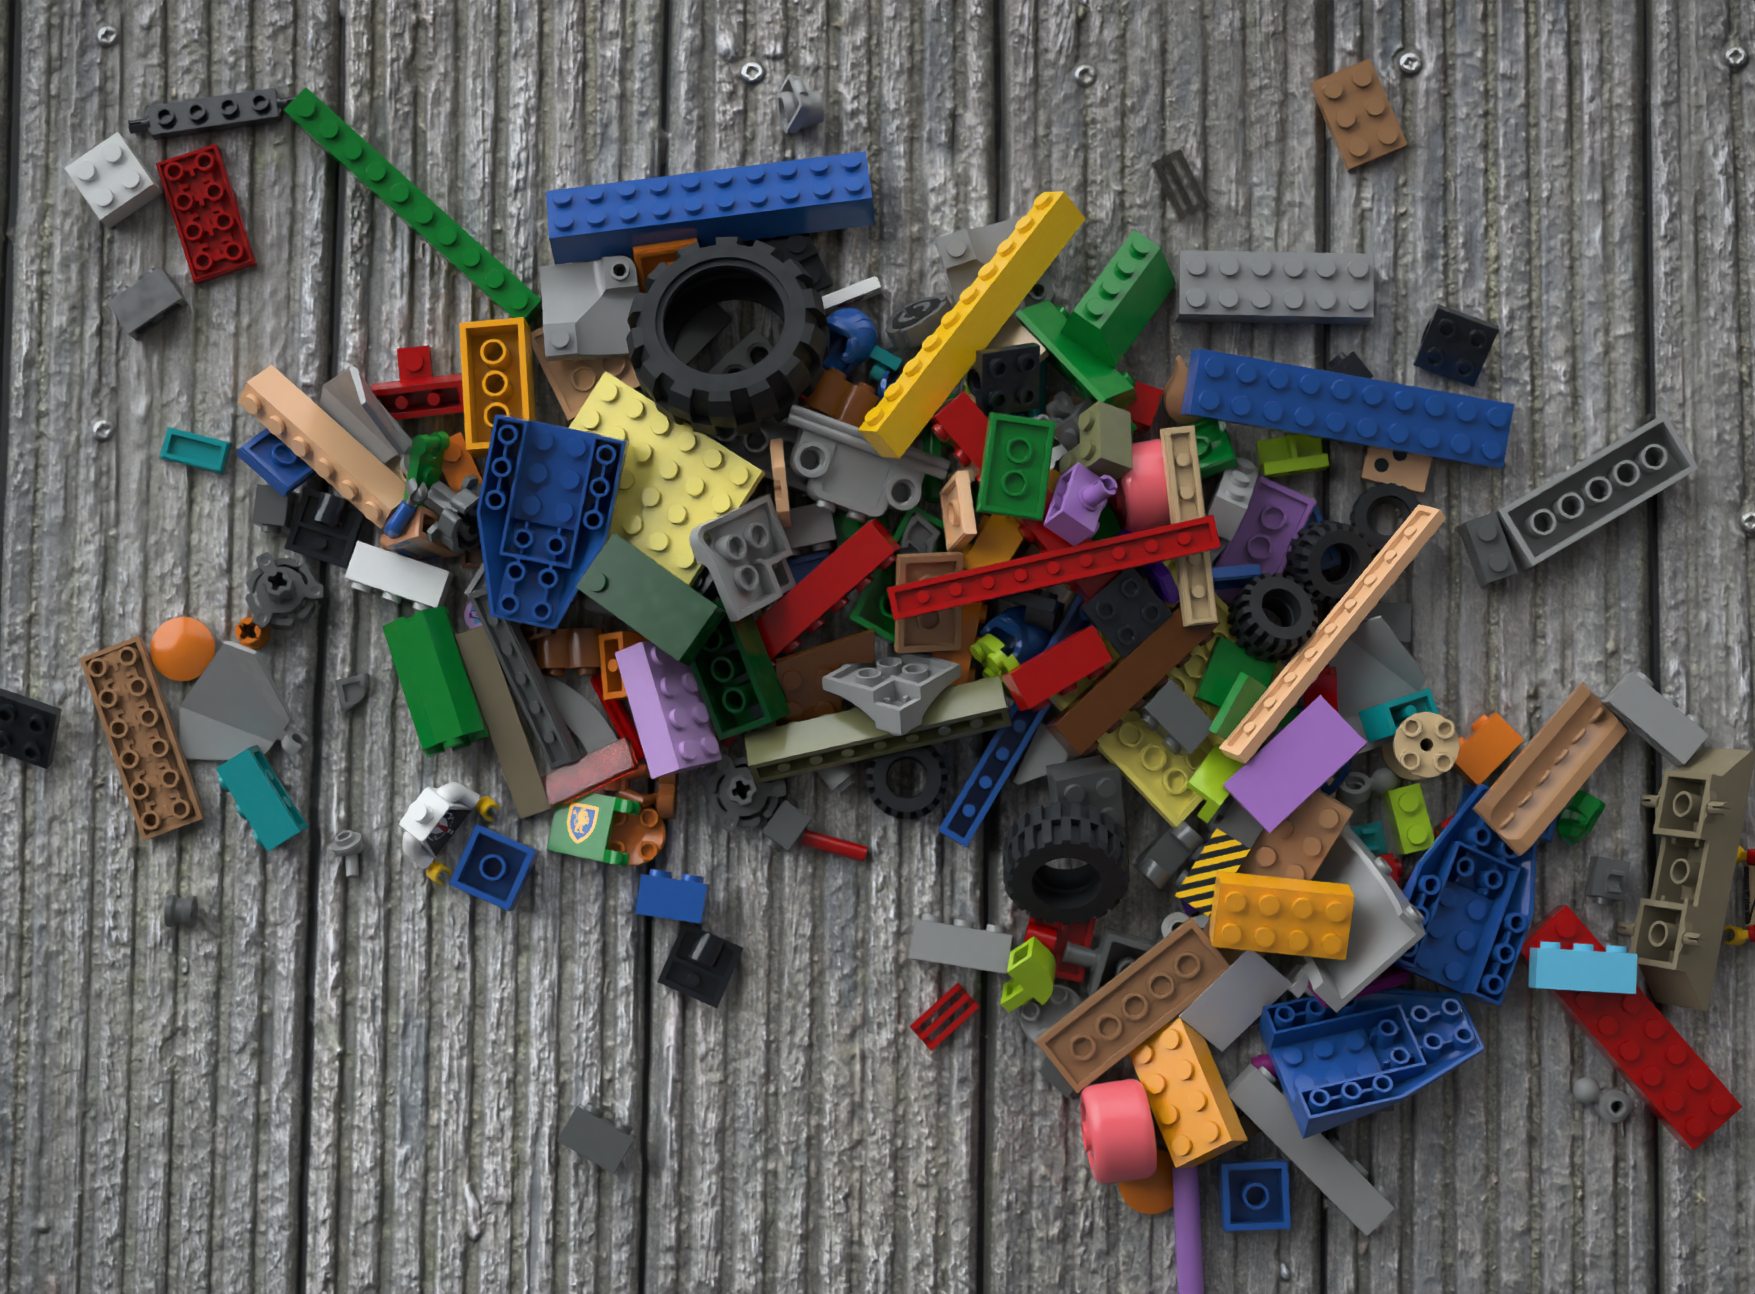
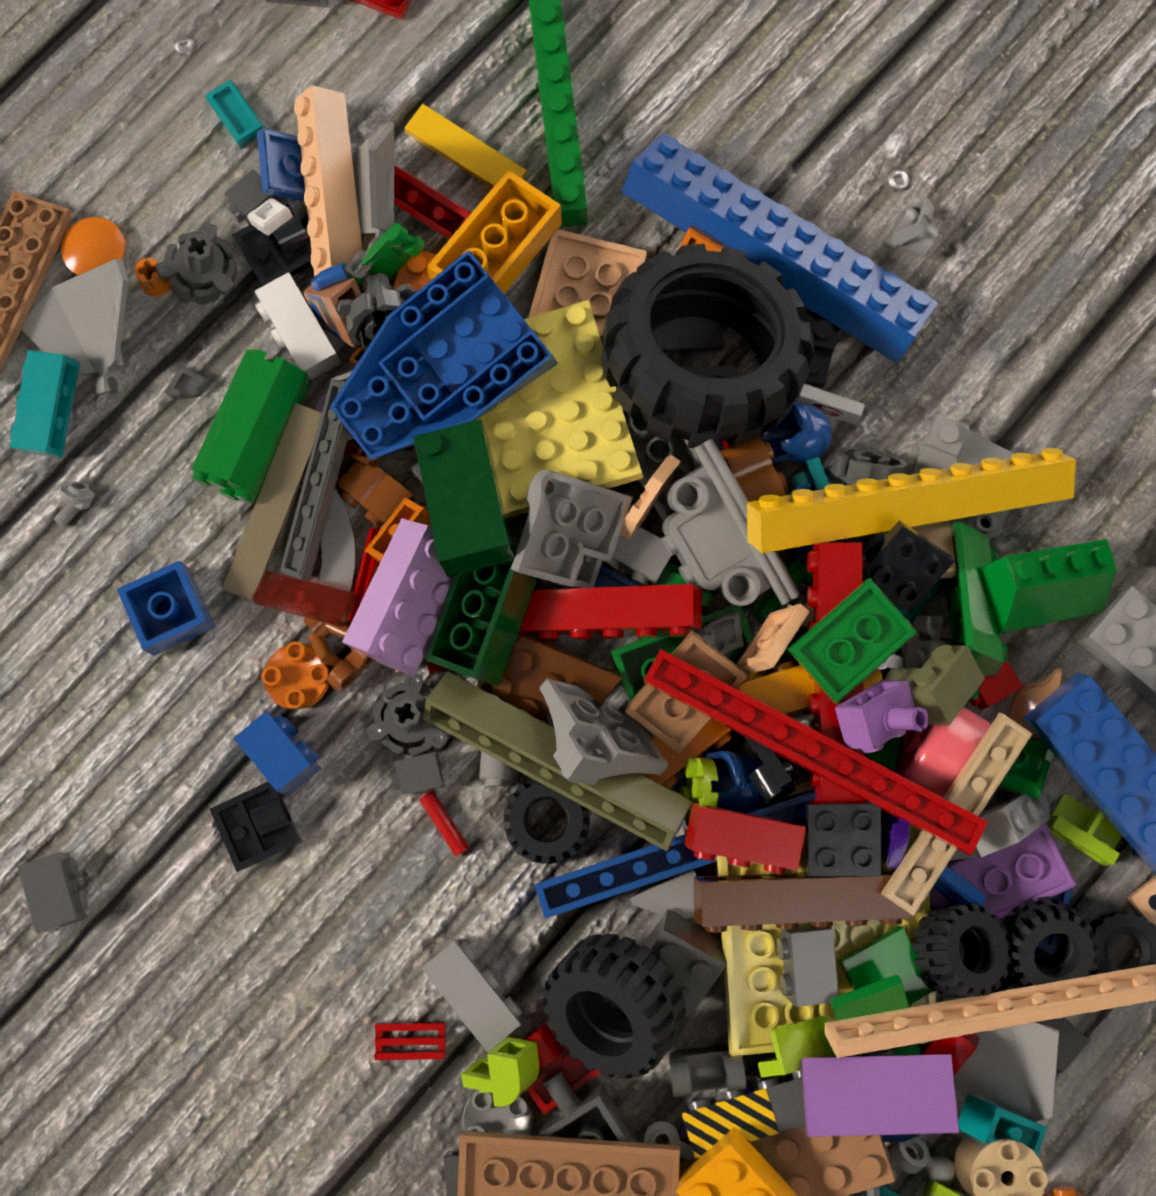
camera: 45 degrees right, 5 degrees down
(303, 510) = (269, 216): none -> white tile
(400, 329) = (460, 147): none -> yellow tile
(414, 362) = (453, 181): red plate -> none
(435, 819) = (156, 532): white torso -> none
(586, 826) = (263, 638): flag -> none
(587, 308) = (613, 241): light grey slope -> none

